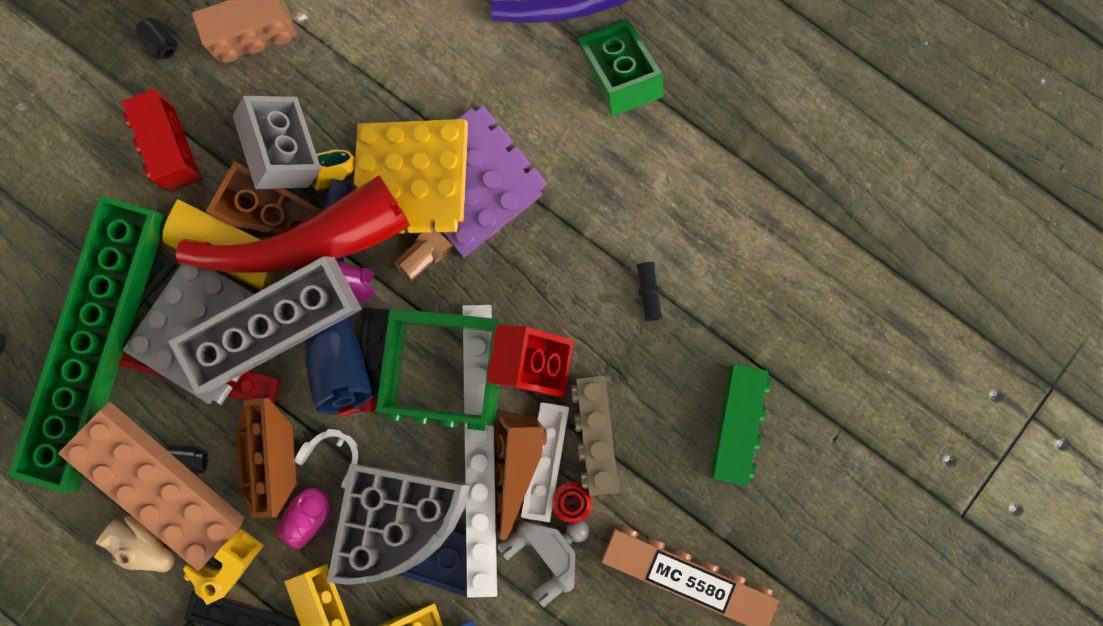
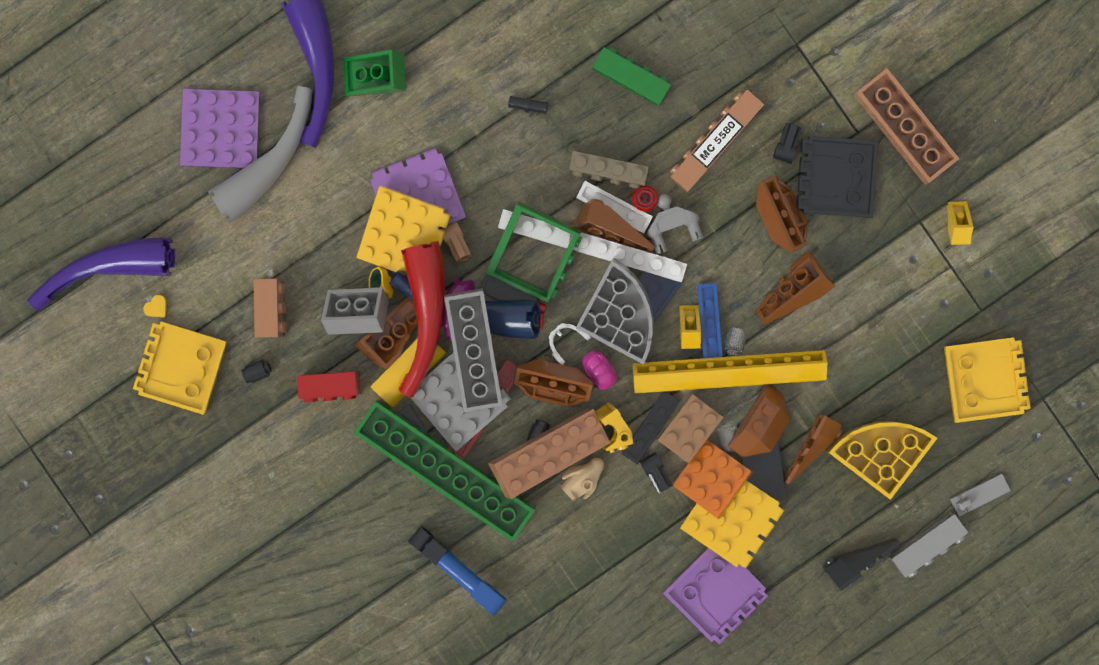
camera: 75 degrees left, 5 degrees up
(530, 360) = (548, 193): red brick -> none

